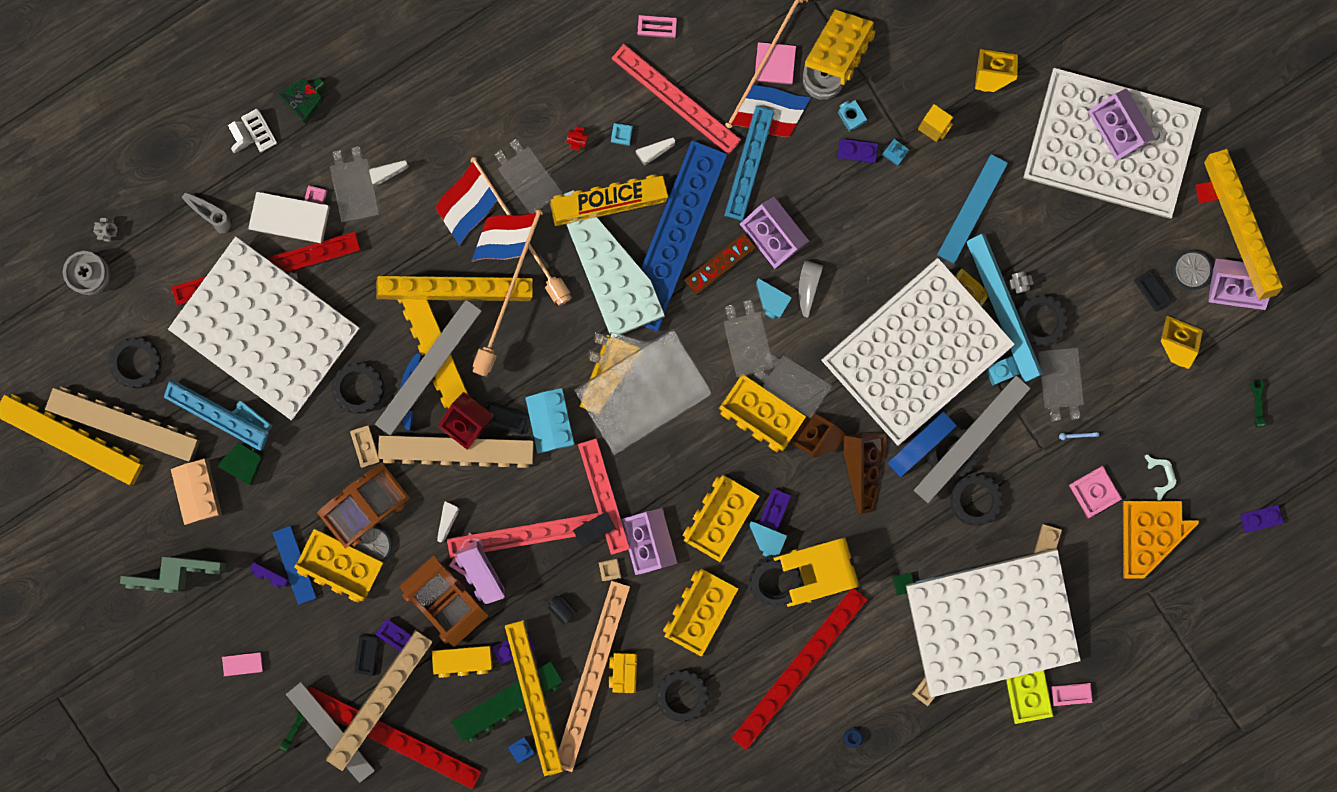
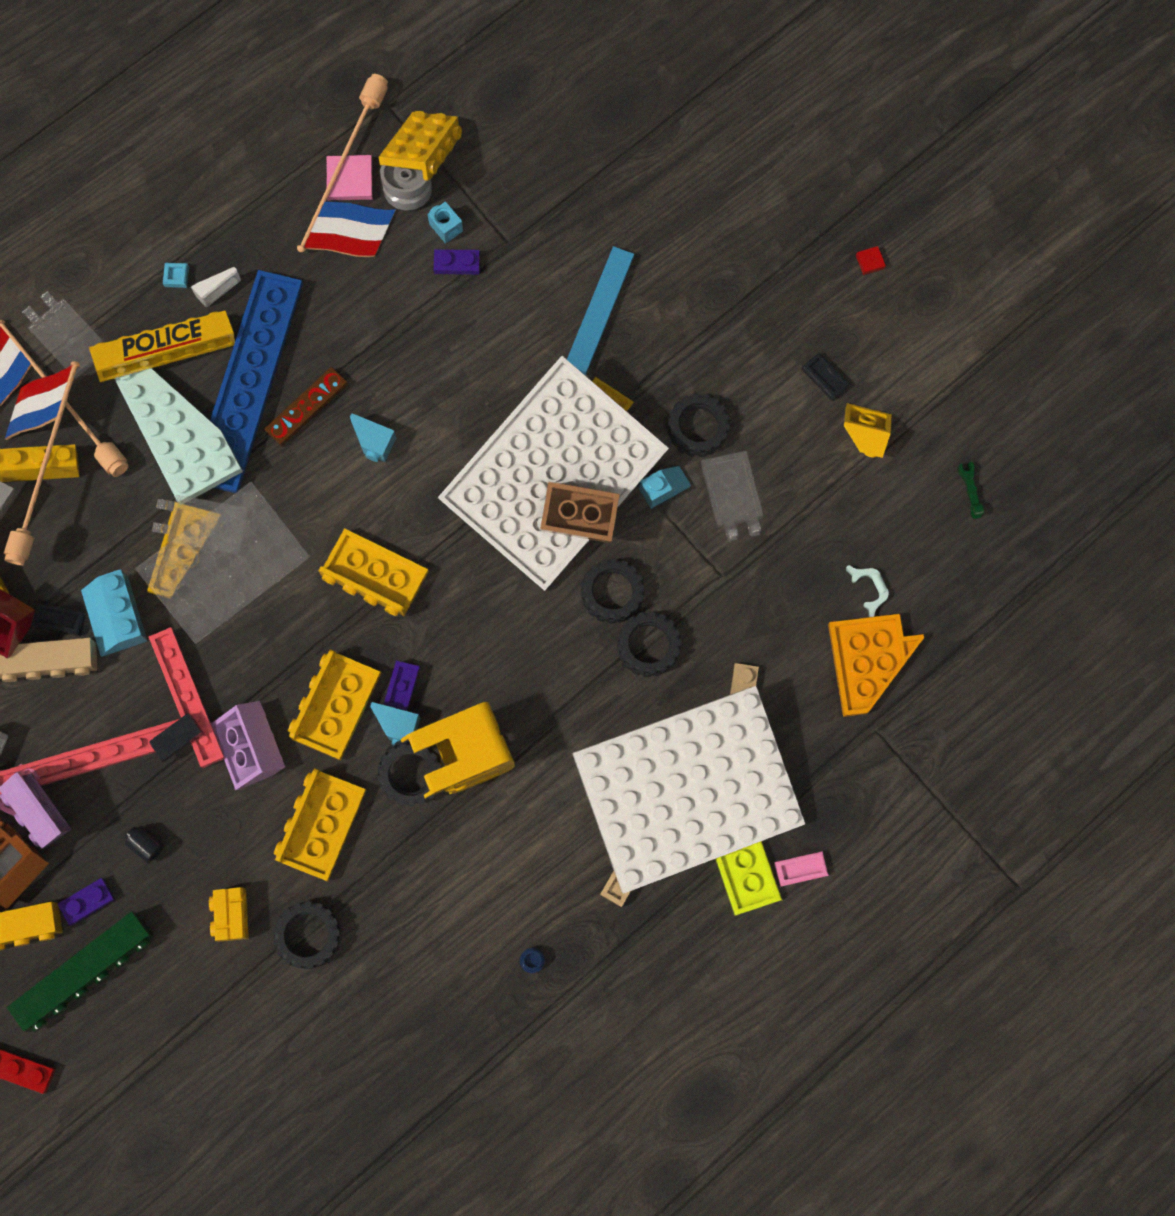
camera: 15 degrees left, 10 degrees down
(521, 750) = (105, 1033): blue plate -> none
(534, 698) = (112, 962): yellow tile -> none
(577, 138) = (121, 283): red gear -> none
(592, 674) = (188, 927): light nougat plate -> none
(610, 570) = (202, 787): tan tile -> none
(658, 27) = (207, 158): bright pink tile -> none
(676, 99) = (237, 229): coral tile -> none
(747, 341) = (347, 489): clear tile -> none
(749, 163) = (329, 288): dark azure tile -> none
(774, 232) = (366, 361): lavender slope -> none
(795, 385) = (409, 534): clear tile -> none
(799, 668) = (452, 882): red plate -> none
(808, 284) = (415, 414): light grey piece -> none
(817, 436) = (445, 590): reddish brown slope -> none
(863, 460) = (505, 614): reddish brown wedge -> none
(895, 152) = (501, 258): dark azure tile -> none
(900, 583) = (567, 757): dark green tile -> none
(922, 444) = (572, 584): blue slope -> none
(935, 390) = (579, 512): none -> medium nougat brick
(936, 123) = (541, 212): yellow brick -> none
(971, 439) = (632, 570): light grey tile -> none
(995, 70) = (605, 155): yellow slope -> none
(1004, 307) = (652, 413): medium azure tile -> none
(1021, 282) = (668, 383): light grey gear -> none
(1063, 436) = (744, 556): light blue hinge -> none
(1075, 157) = (752, 219): white plate -> none
(1095, 492) = (792, 617): bright pink tile -> none
(1121, 124) = (759, 192): lavender slope -> none
(1192, 269) = (868, 347): light grey wheel -> none
(1233, 286) = (928, 355): lavender slope -> none
(1243, 224) = (919, 284): yellow brick -> none
(1261, 518) = (998, 624): dark purple plate -> none

